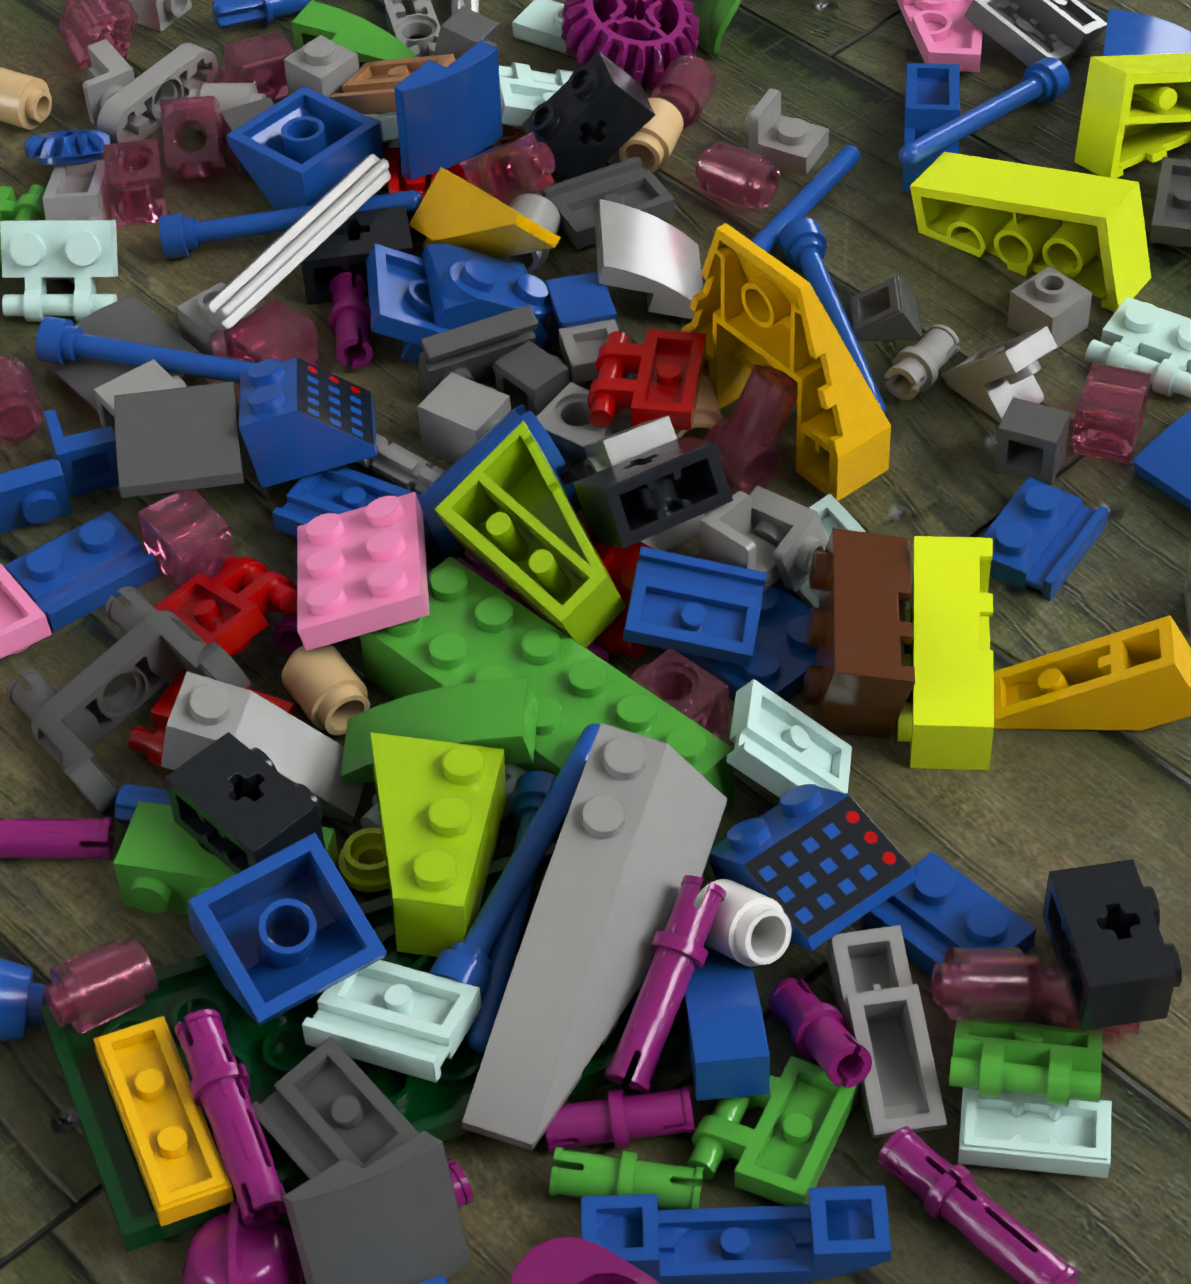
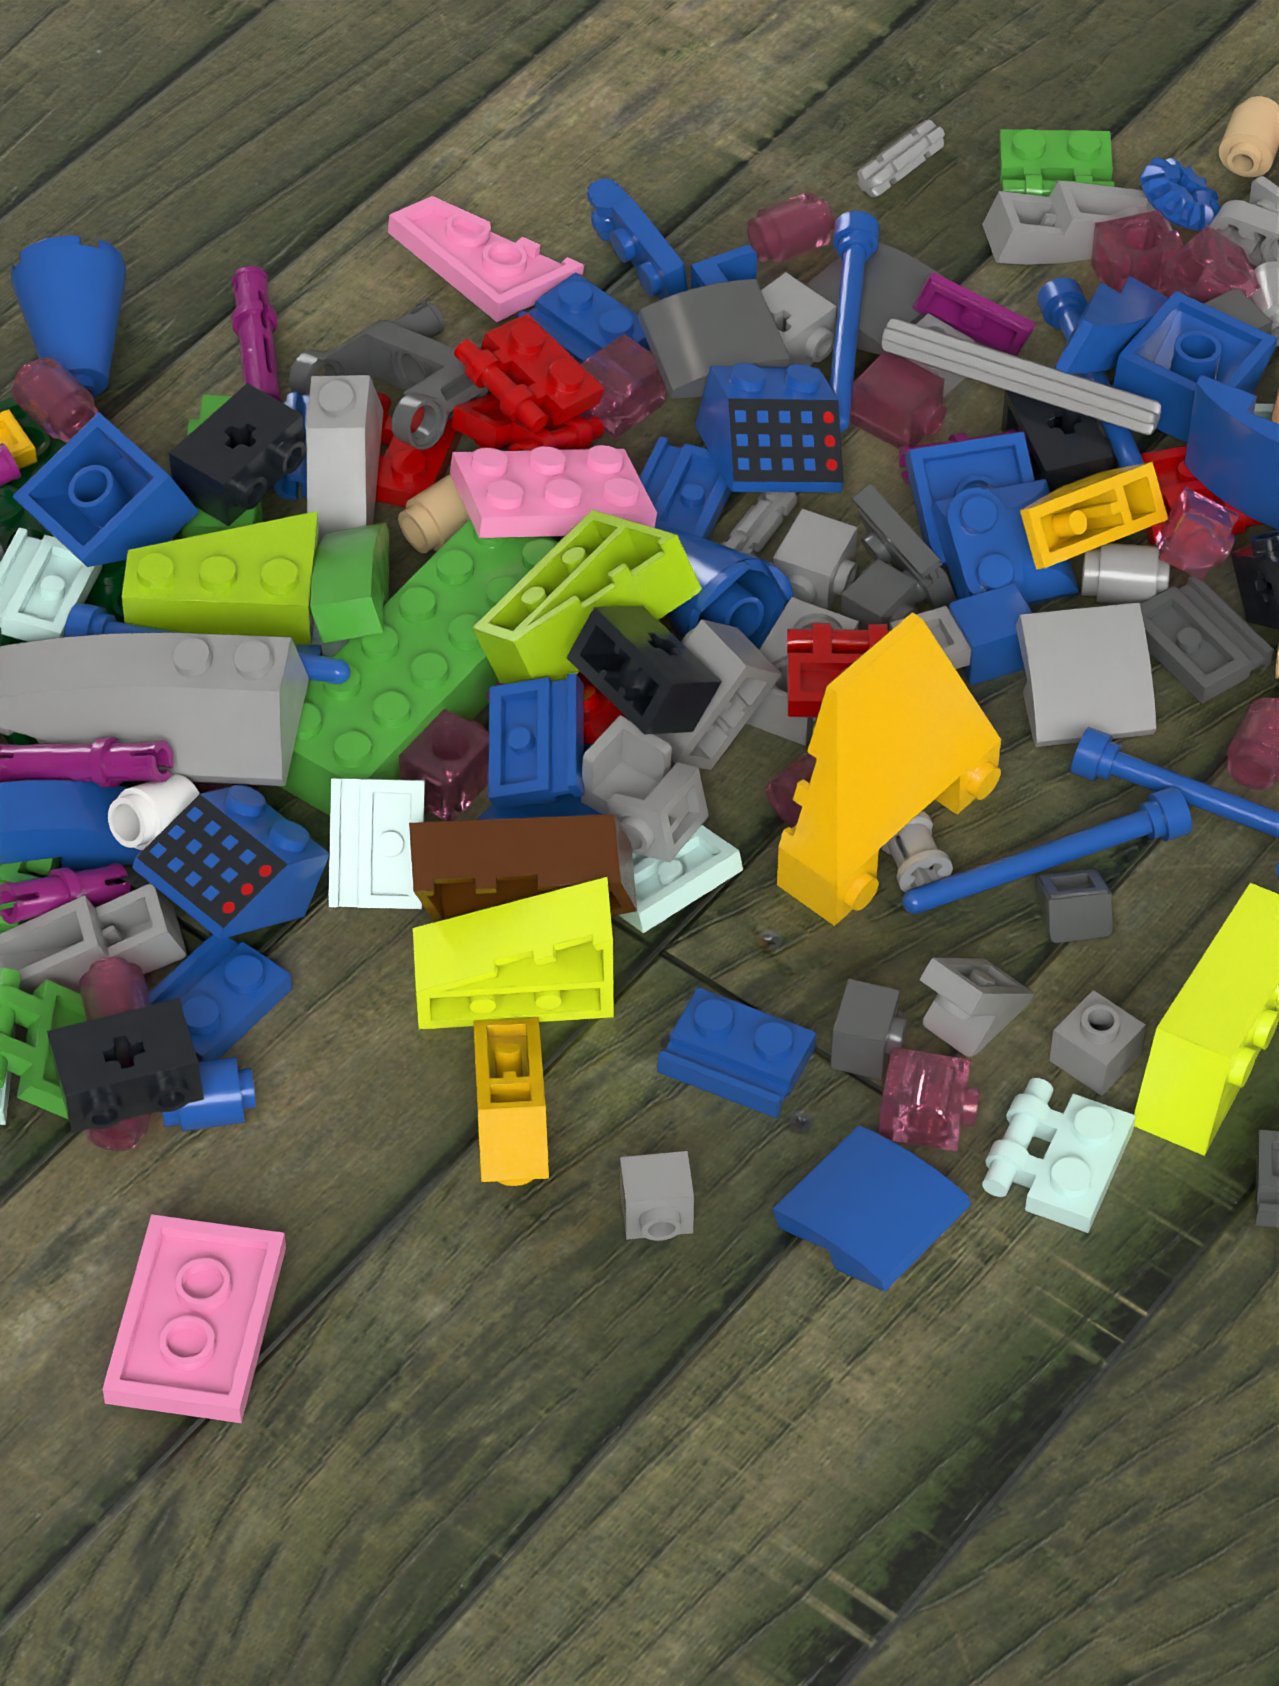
camera: 80 degrees right, 5 degrees up
(57, 250) = (982, 210): light aqua plate -> none
(180, 281) = (973, 315): none -> magenta slope
(190, 571) = (529, 374): none -> red plate
(252, 183) = (1108, 326): none -> blue slope
(918, 365) = (987, 932): light grey pin -> none

